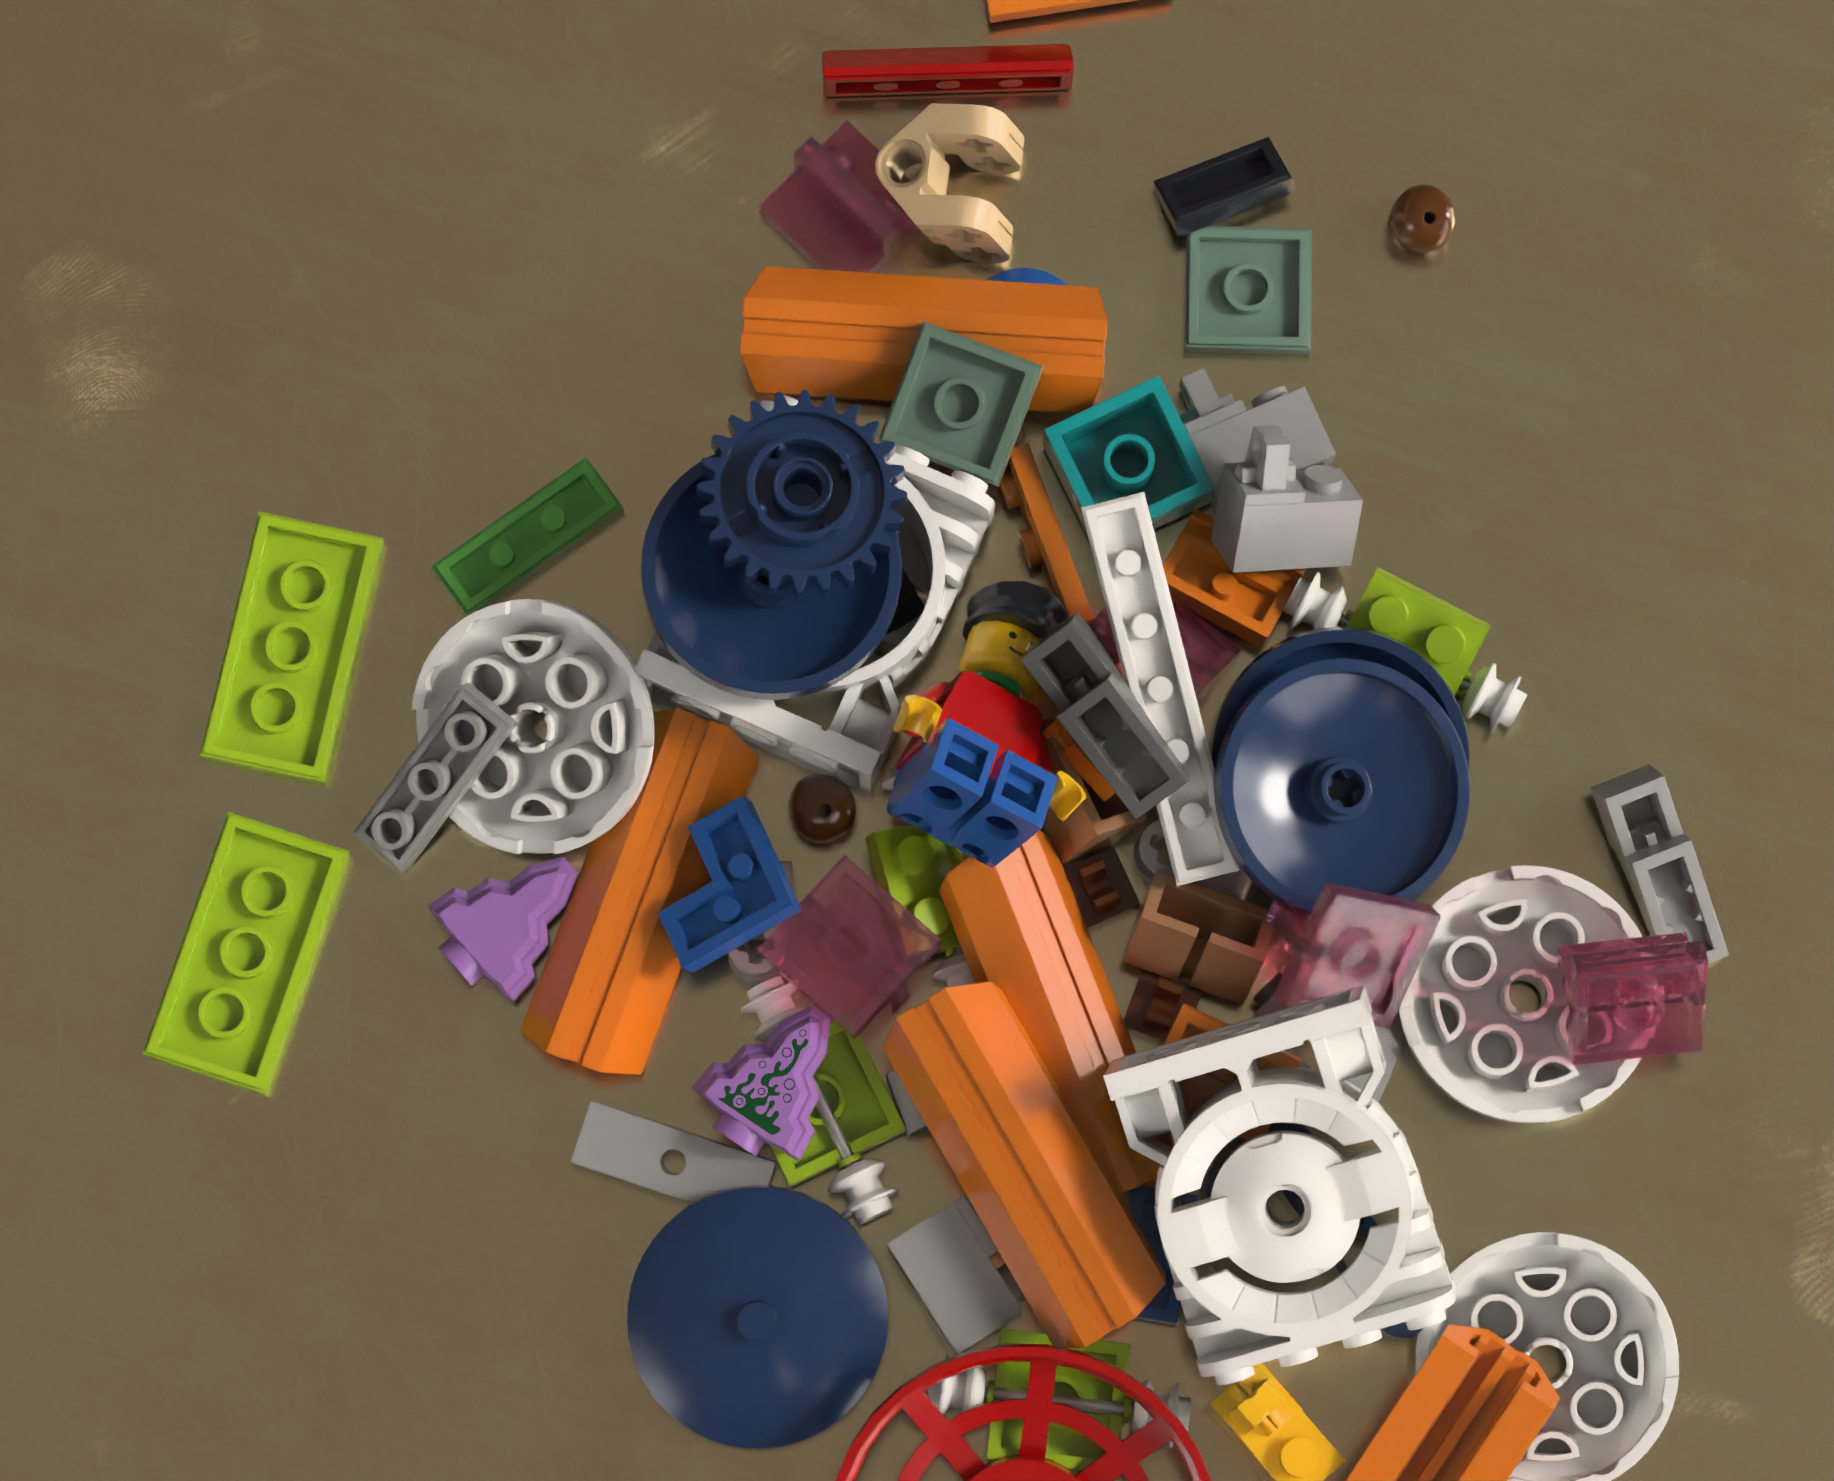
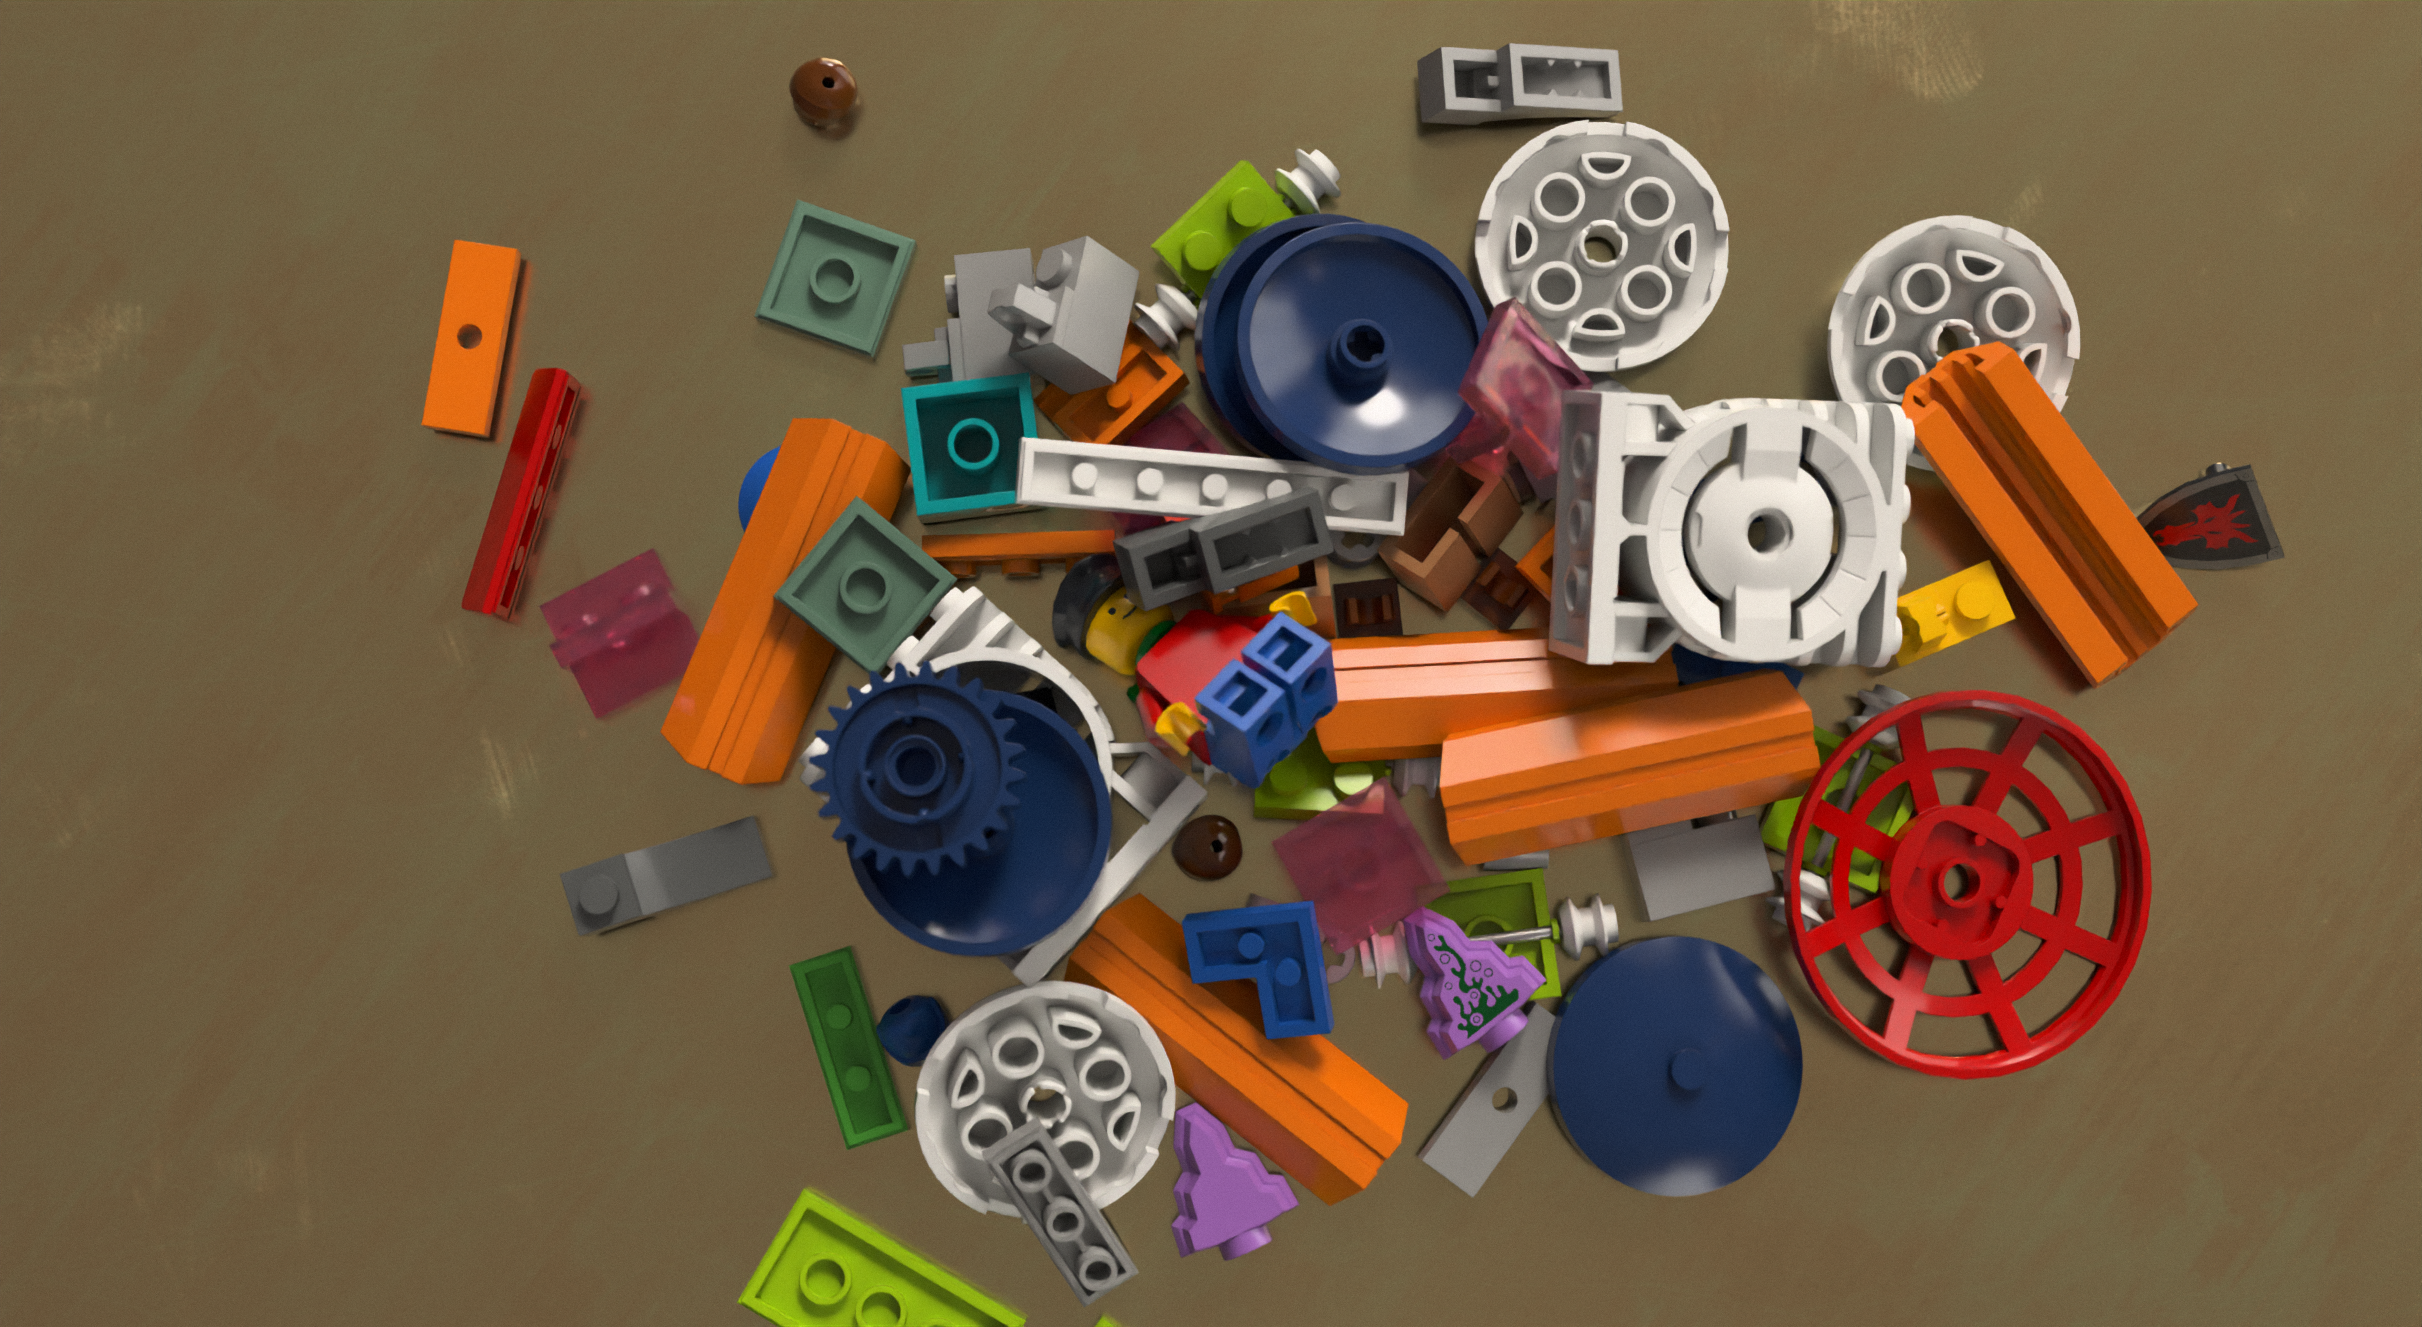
camera: 70 degrees left, 5 degrees up
(564, 582) = (912, 1028): none -> blue piece
(633, 318) = (667, 876): none -> dark grey slope
(984, 142) = (606, 483): tan piece -> none
(1223, 186) = (728, 268): black tile -> none
(1634, 997) = (1642, 143): clear pink bracket -> none

